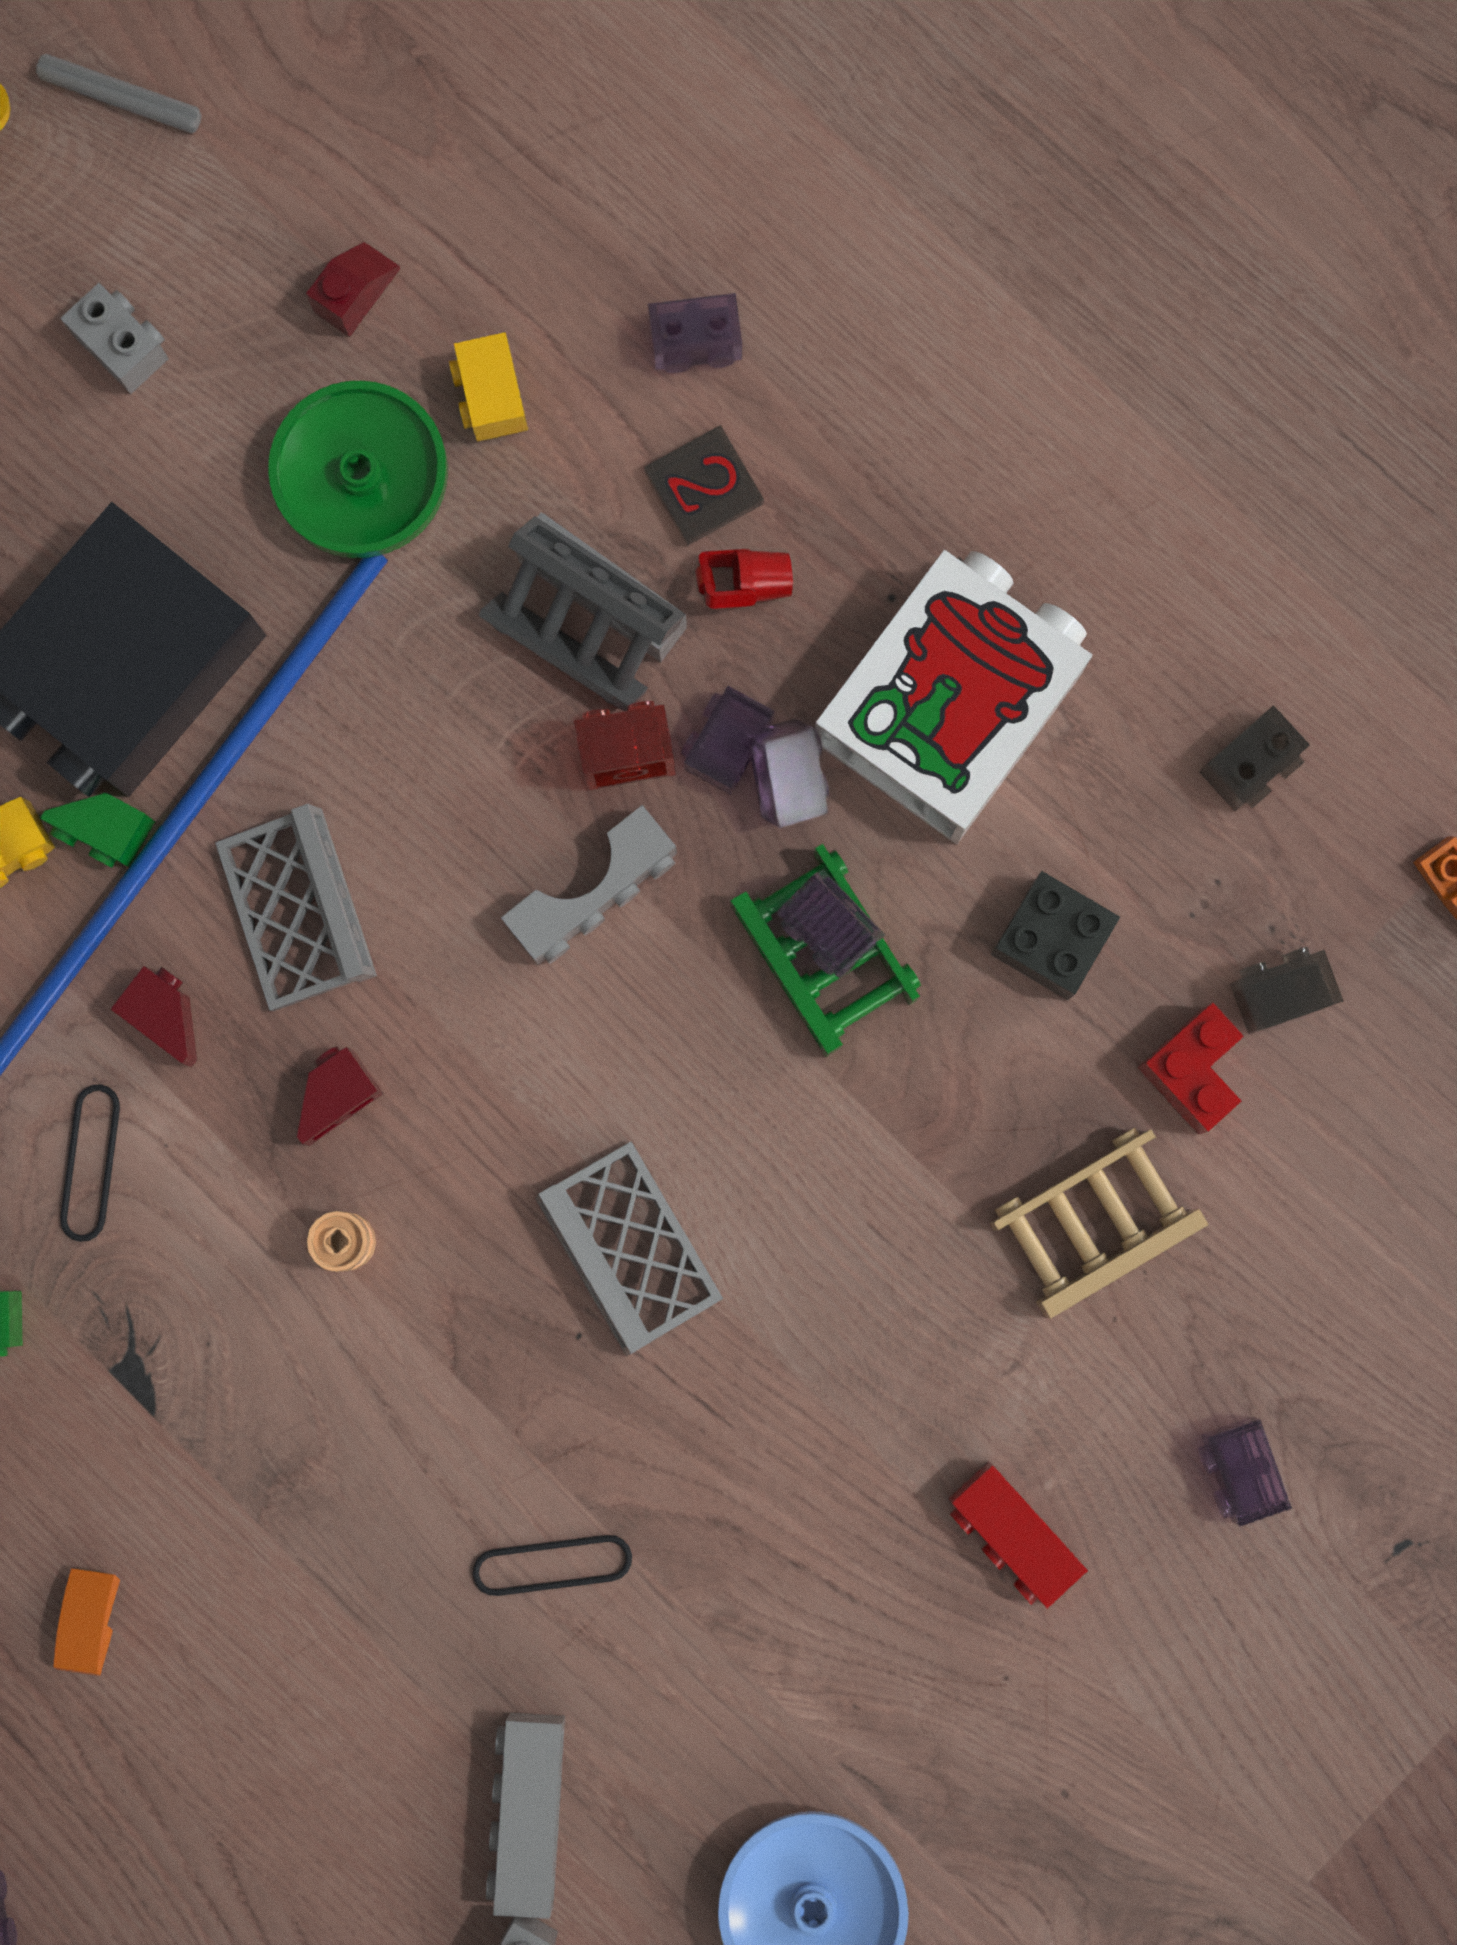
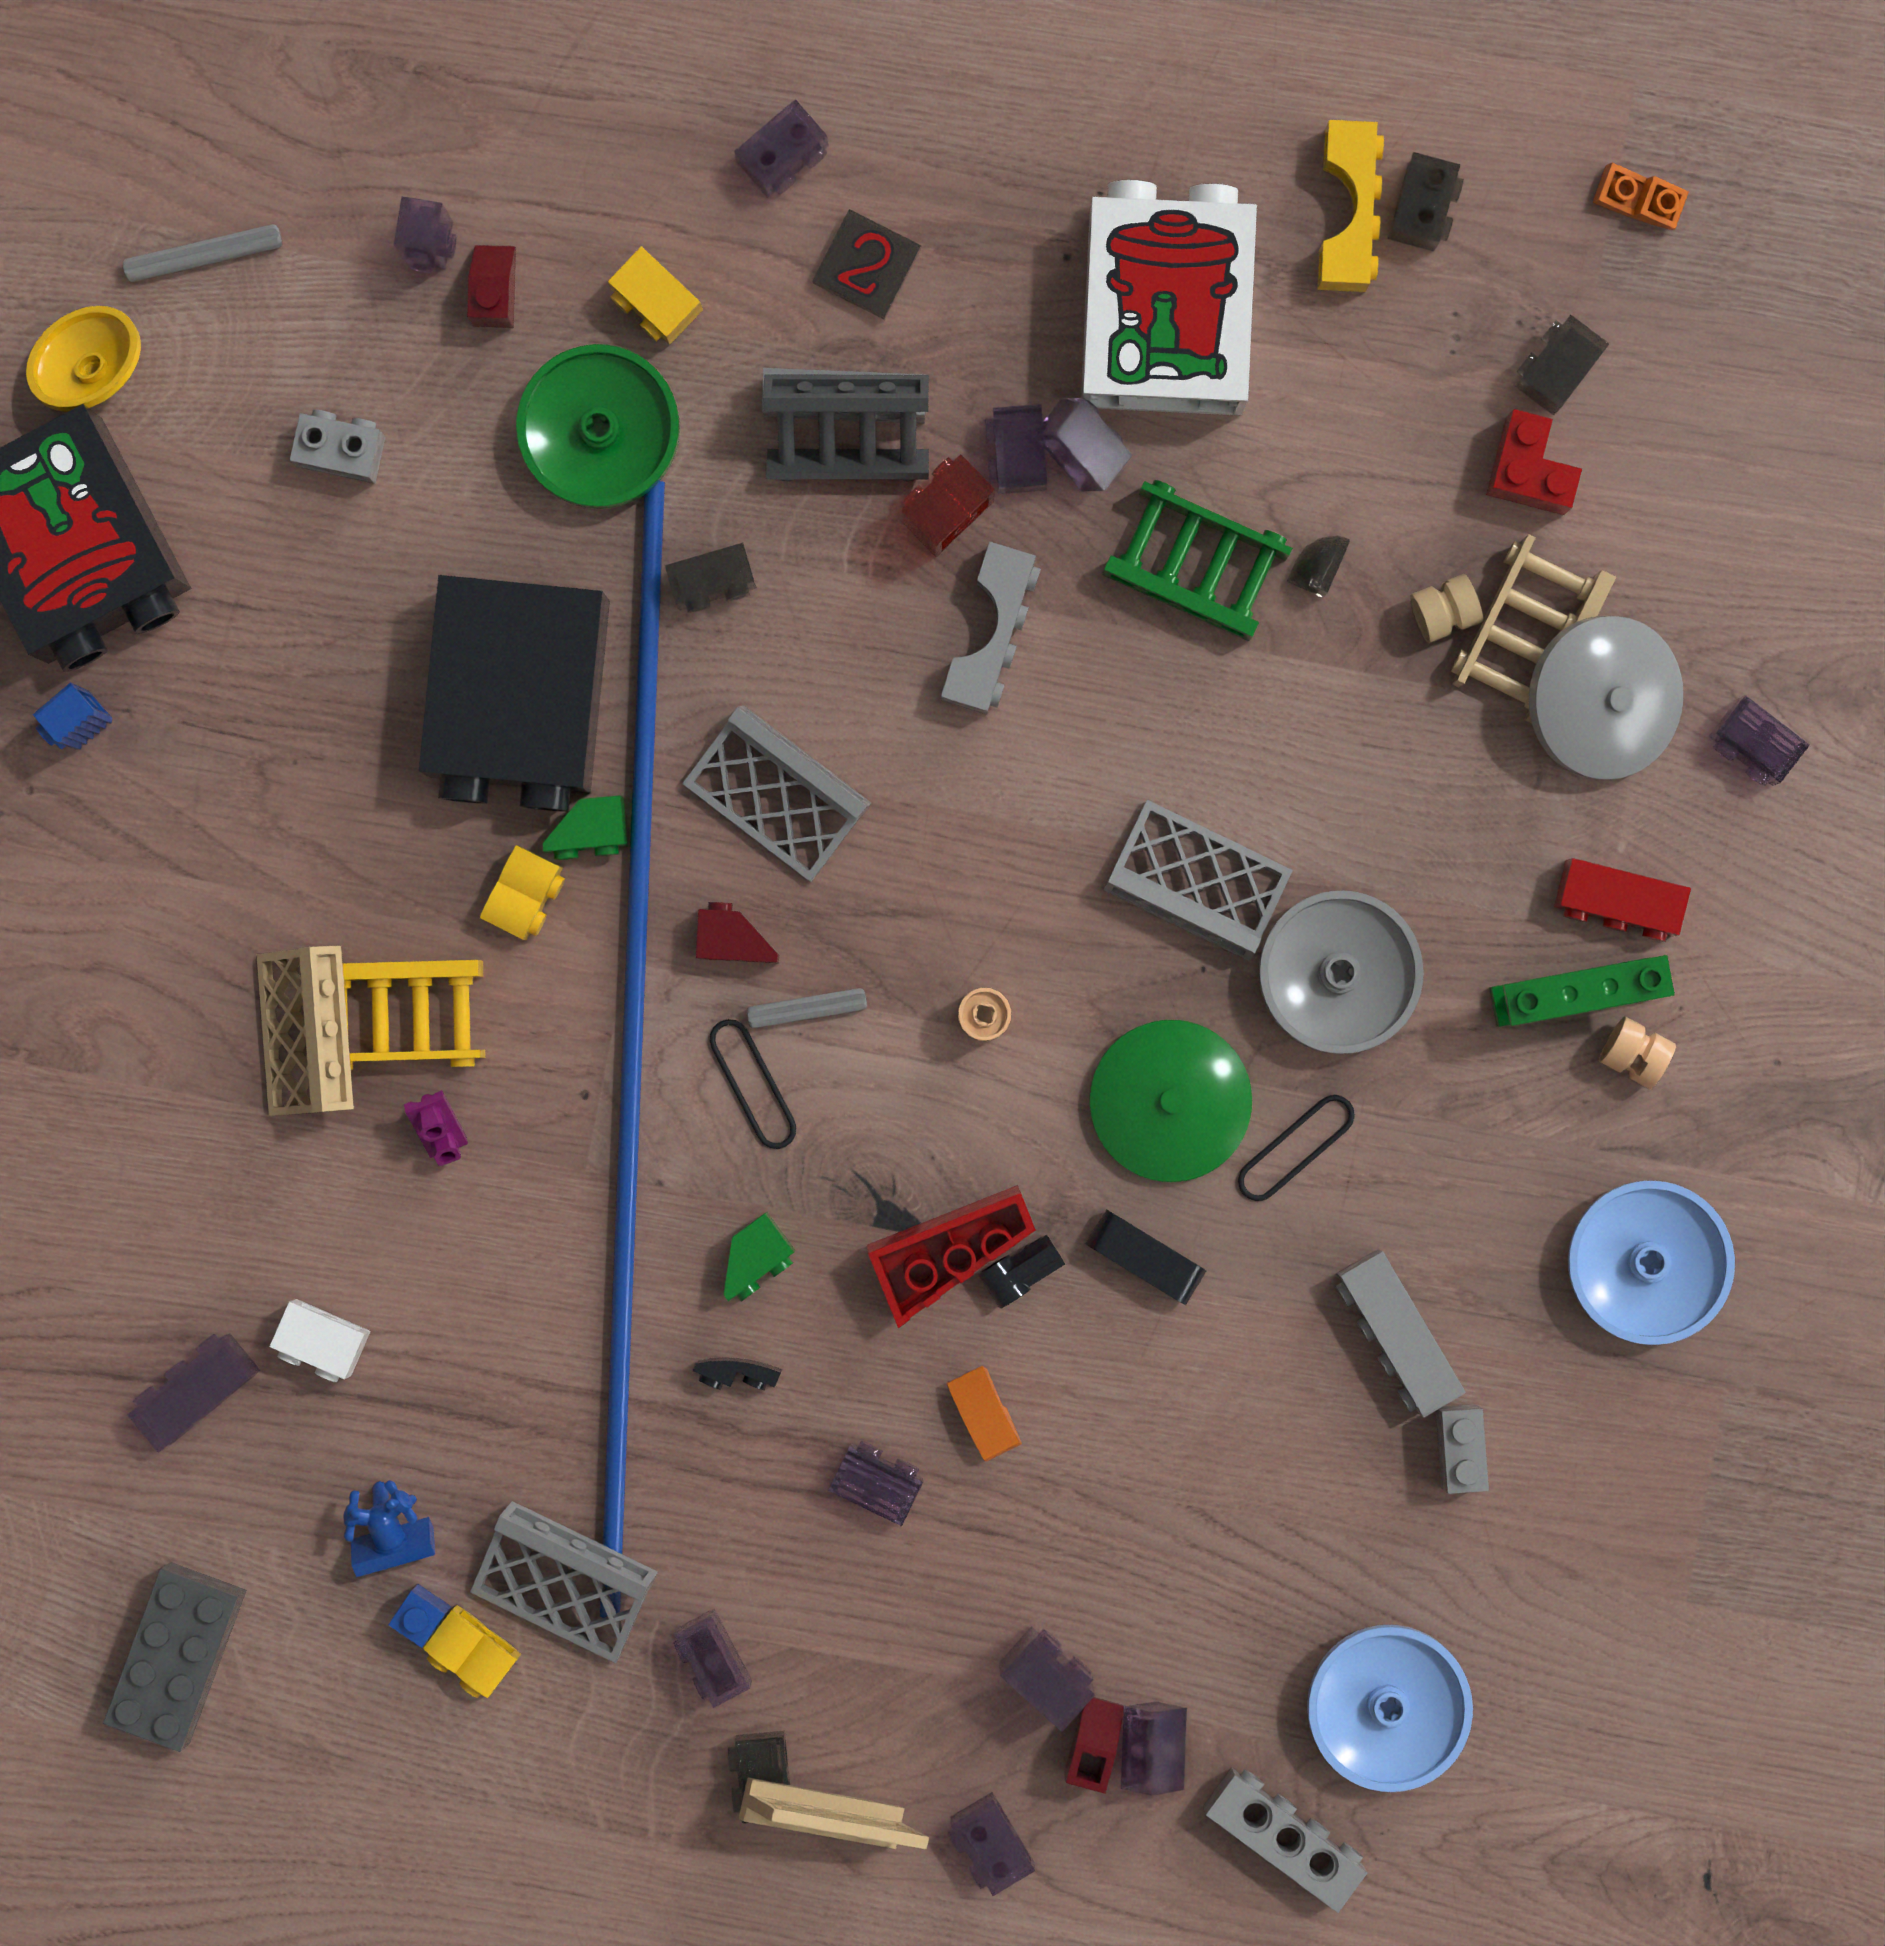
camera: 35 degrees left, 5 degrees up
(151, 1441) = (947, 1250): none -> red wedge
(186, 1125) = (806, 1008): none -> light grey axle
(199, 1508) = (1014, 1275): none -> black piece
(319, 197) = (424, 234): none -> clear purple brick
(334, 1093) = (903, 908): dark red slope -> none
(338, 1575) = (1146, 1257): none -> black beam
(367, 671) = (711, 577): none -> clear smoke brick
(463, 1440) = (1170, 1100): none -> green dish
(701, 1427) = (1341, 972): none -> light grey dish
(756, 577) = (953, 310): red piece -> none
(829, 924) = (1192, 538): clear purple brick -> none
(918, 1601) = (1582, 991): none -> green fence
(935, 1698) = (1636, 1052): none -> light nougat wheel
(937, 1028) = (1319, 564): none -> clear smoke brick
(1029, 1148) = (1452, 606): none -> tan wheel
(1055, 935) = (1362, 435): pearl dark grey brick -> none
(1125, 1332) = (1606, 697): none -> light grey dish
(1212, 674) = (1351, 157): none -> yellow arch

